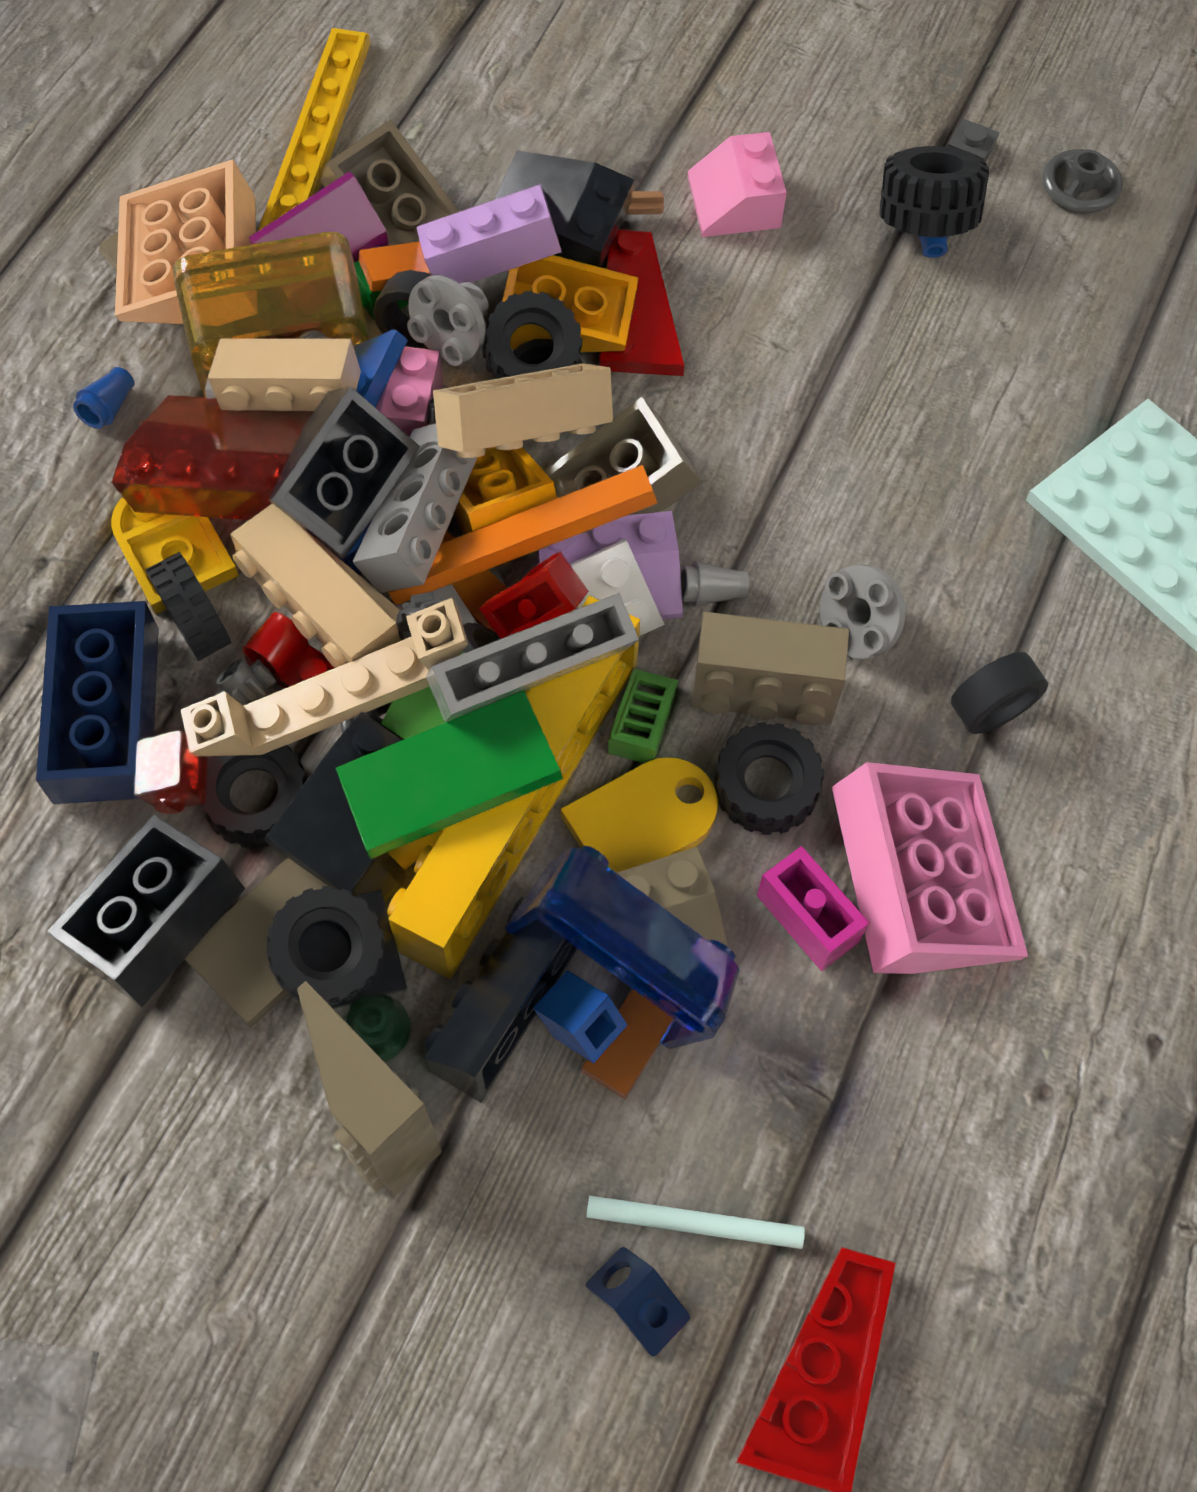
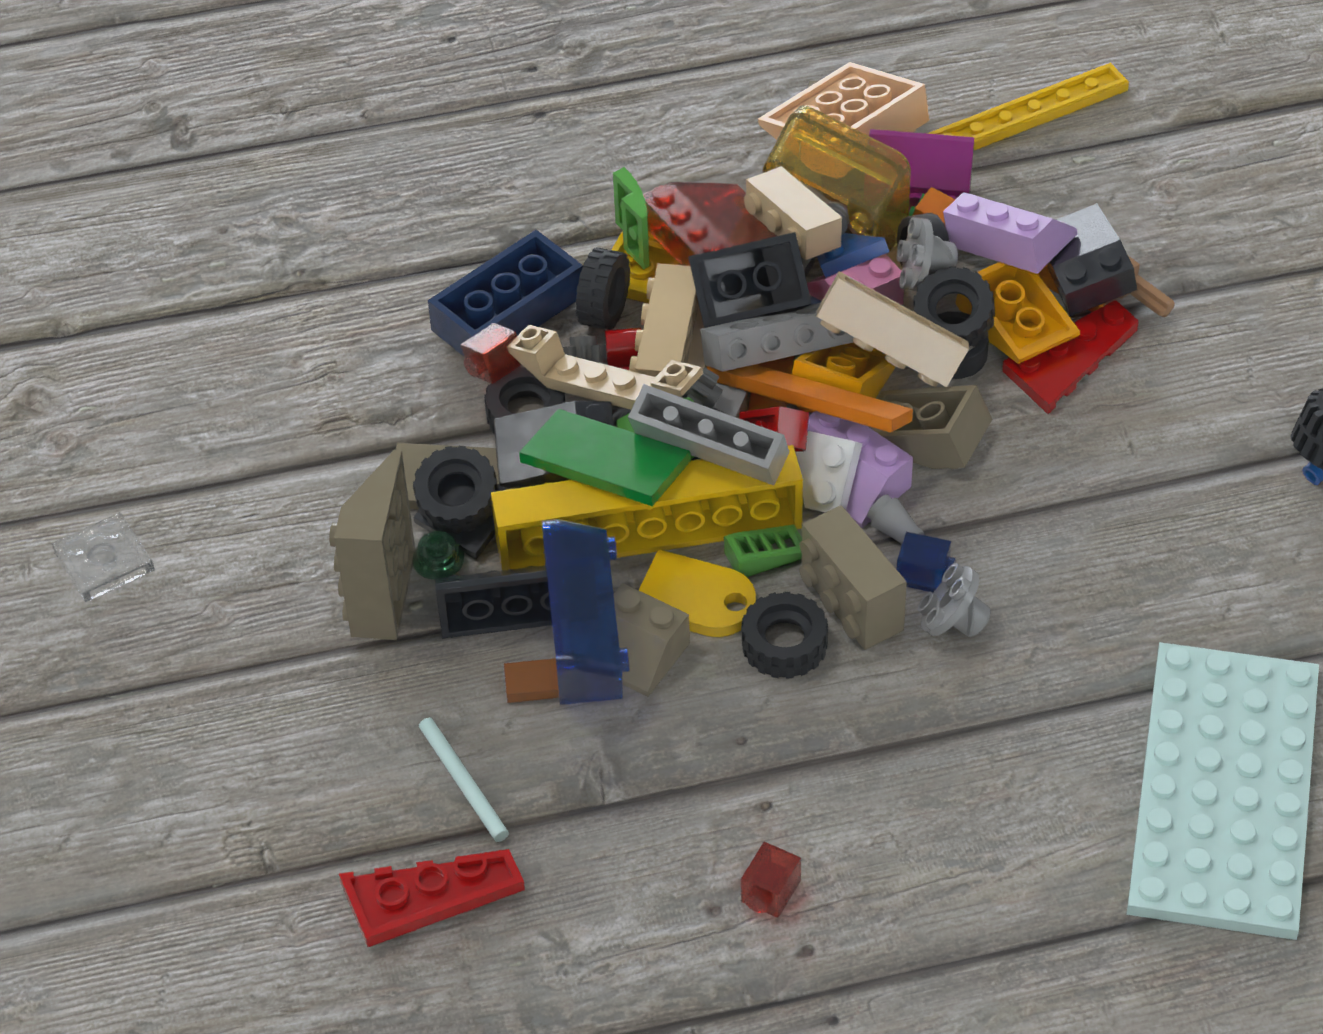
camera: 55 degrees right, 15 degrees down
(102, 399) = (705, 161): blue cone -> none
(129, 506) = (631, 216): none -> bright green slope
(147, 910) = (403, 404): black brick -> none
(393, 181) = (1010, 166): dark tan slope -> none
(580, 1016) = (530, 637): blue brick -> none
(640, 1301) = (390, 782): dark blue bracket -> none
(738, 187) = (1233, 341): bright pink slope -> none
(786, 594) = (924, 561): none -> clear blue brick
(811, 908) = (709, 702): dark pink brick -> none
(926, 869) = (805, 752): bright pink slope -> none
(999, 692) = (972, 691): black tyre -> none
(1067, 1017) = (770, 880): none -> clear red brick

